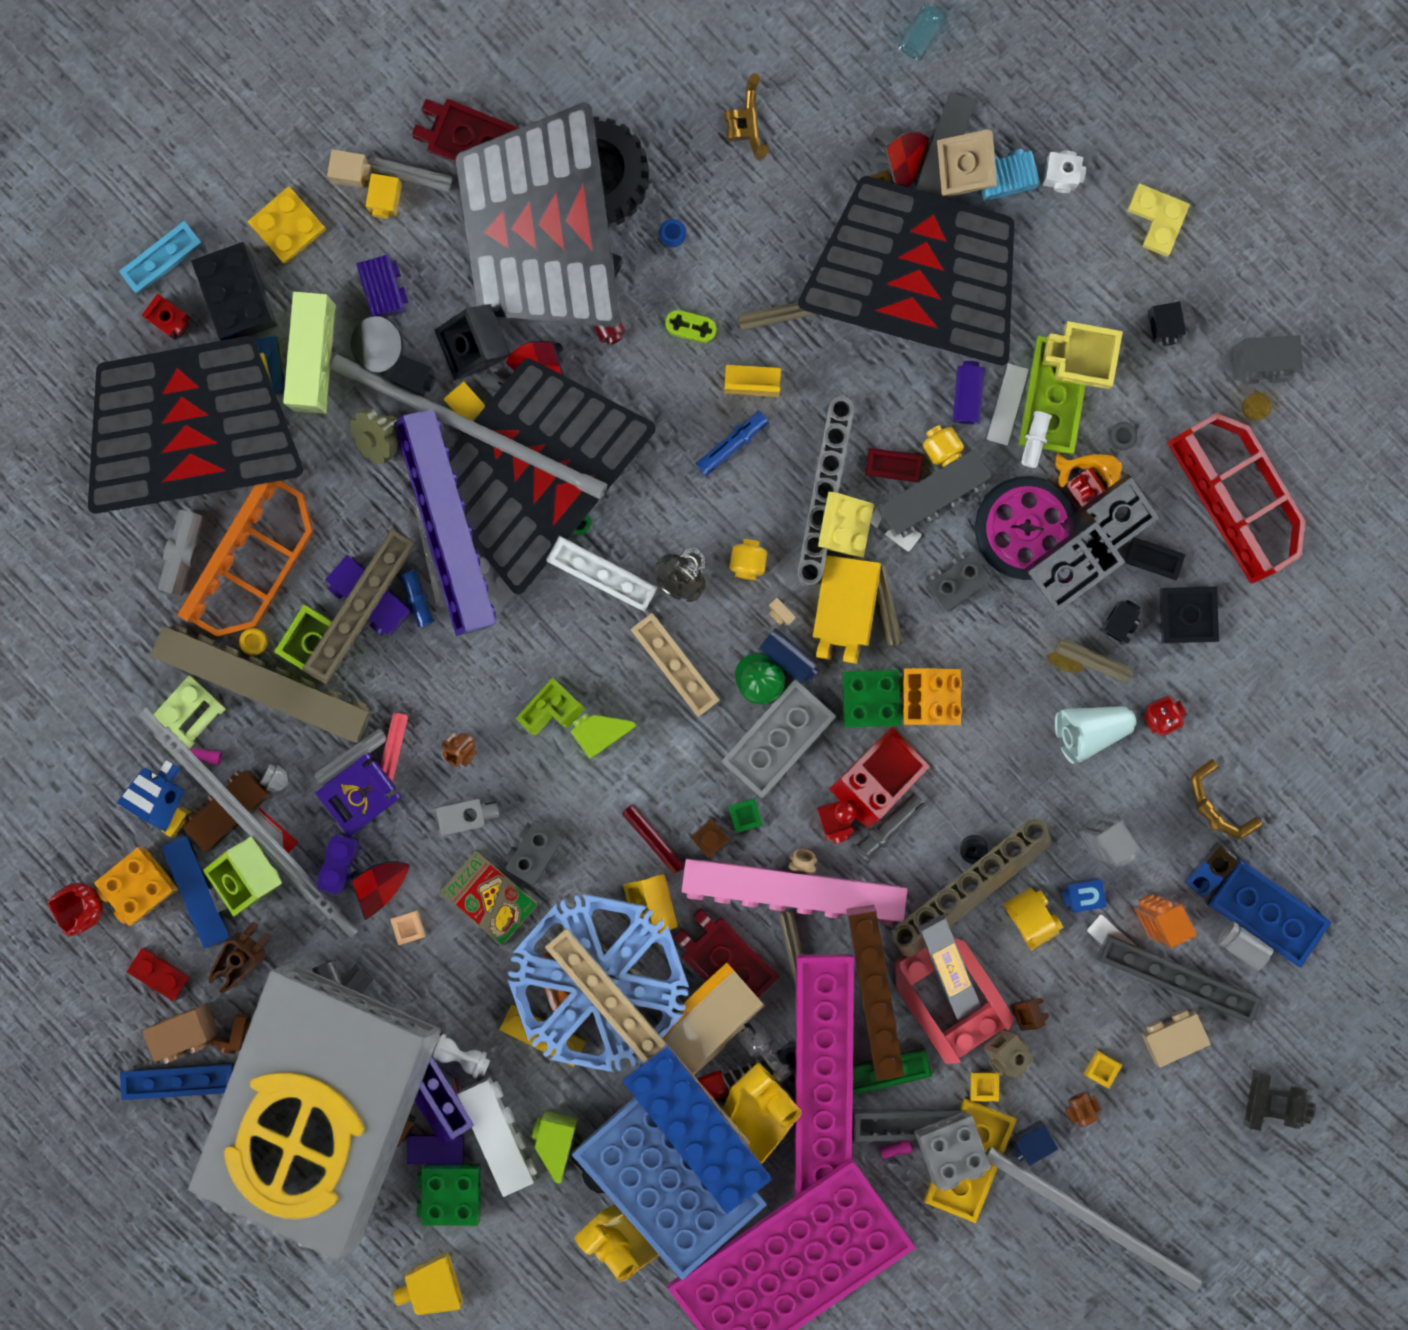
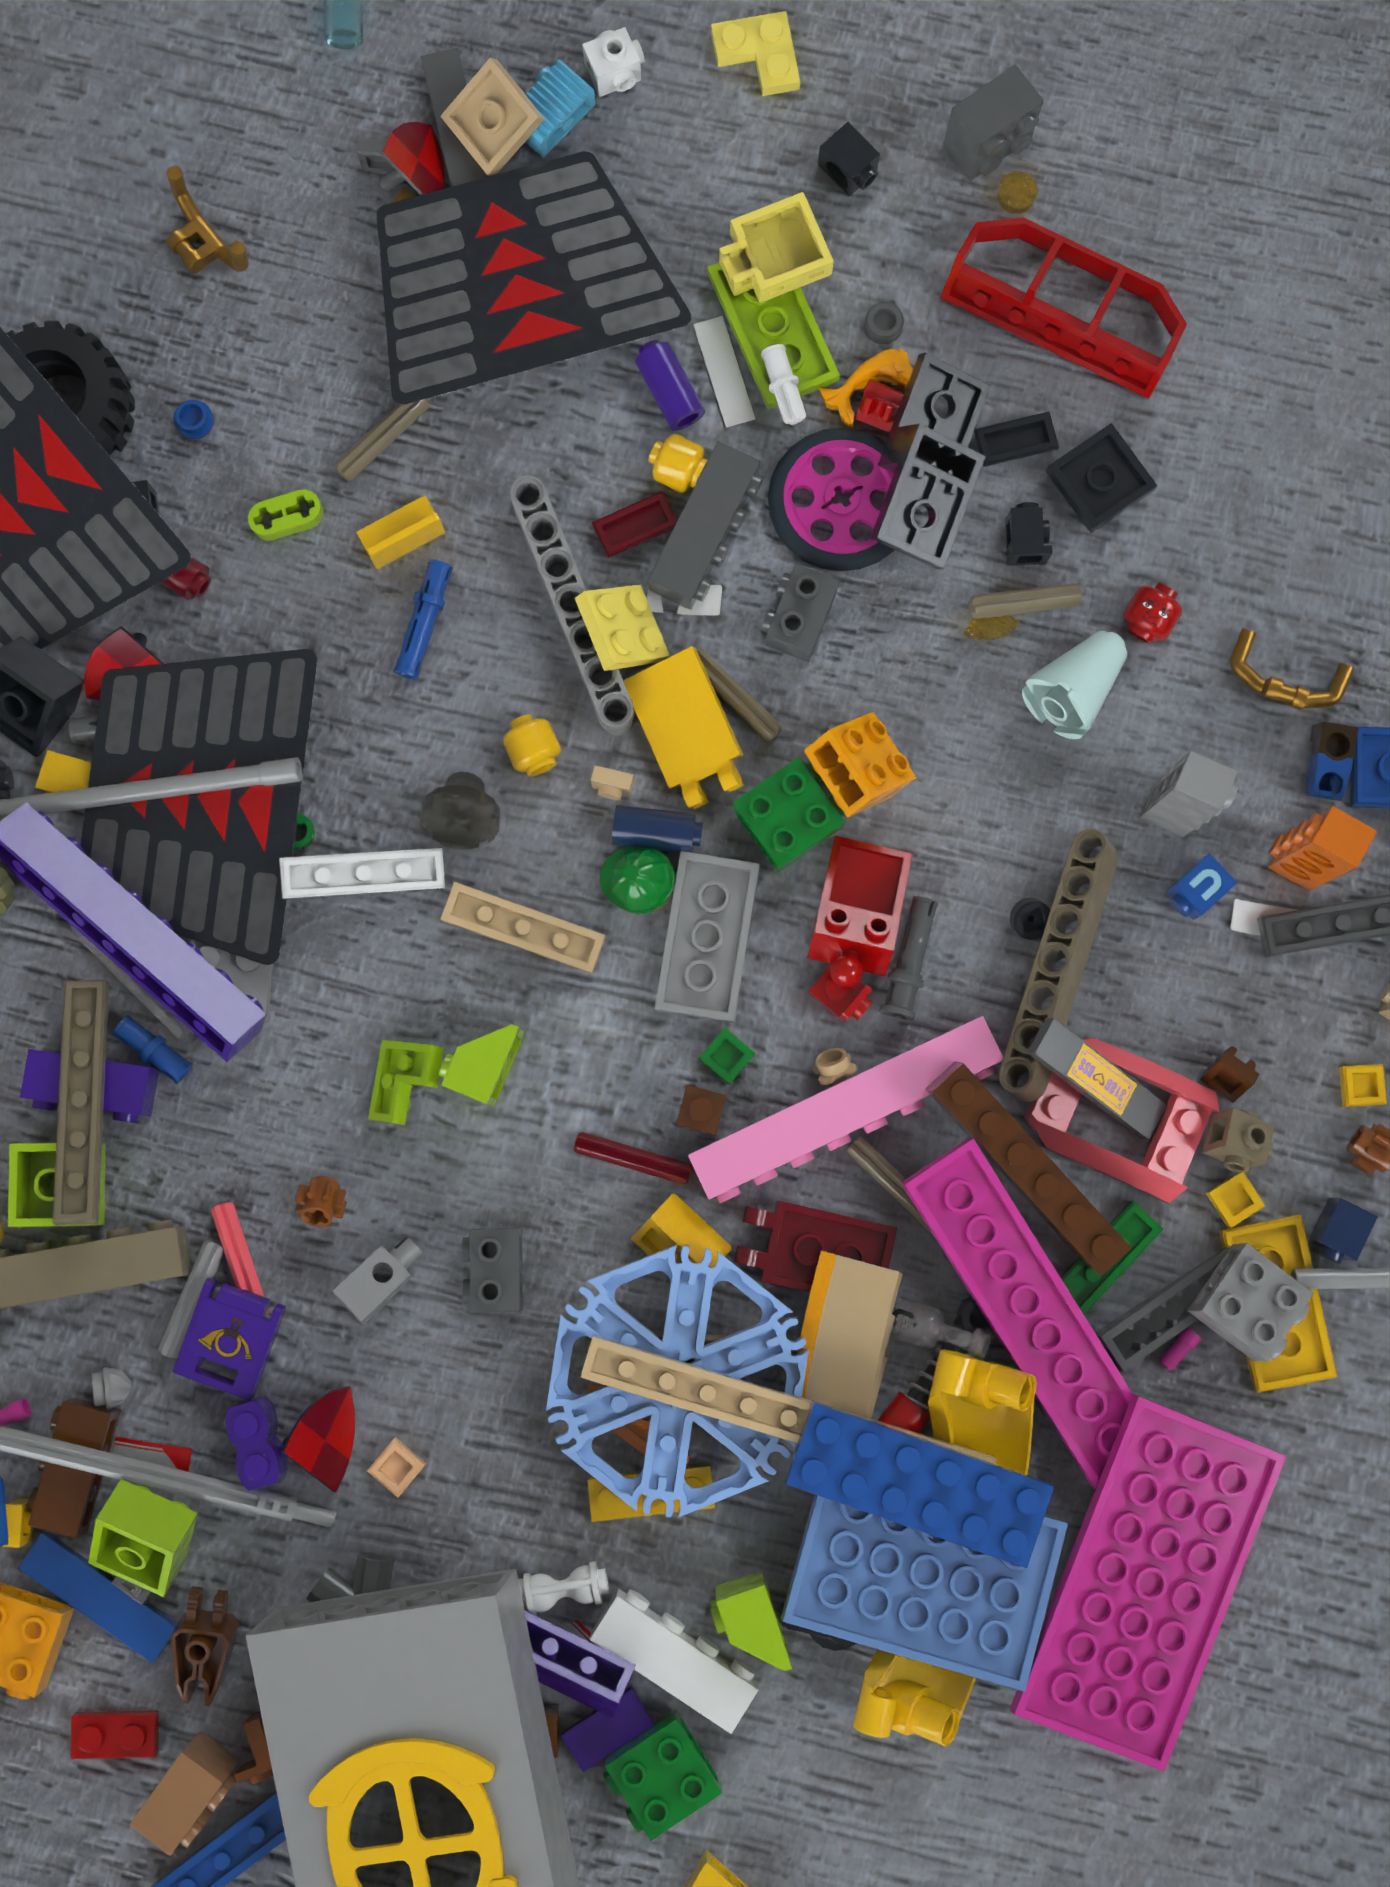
camera: 30 degrees left, 5 degrees down
(489, 898) = (475, 1363): tile -> none
(1033, 918) = (1157, 955): yellow cylinder -> none

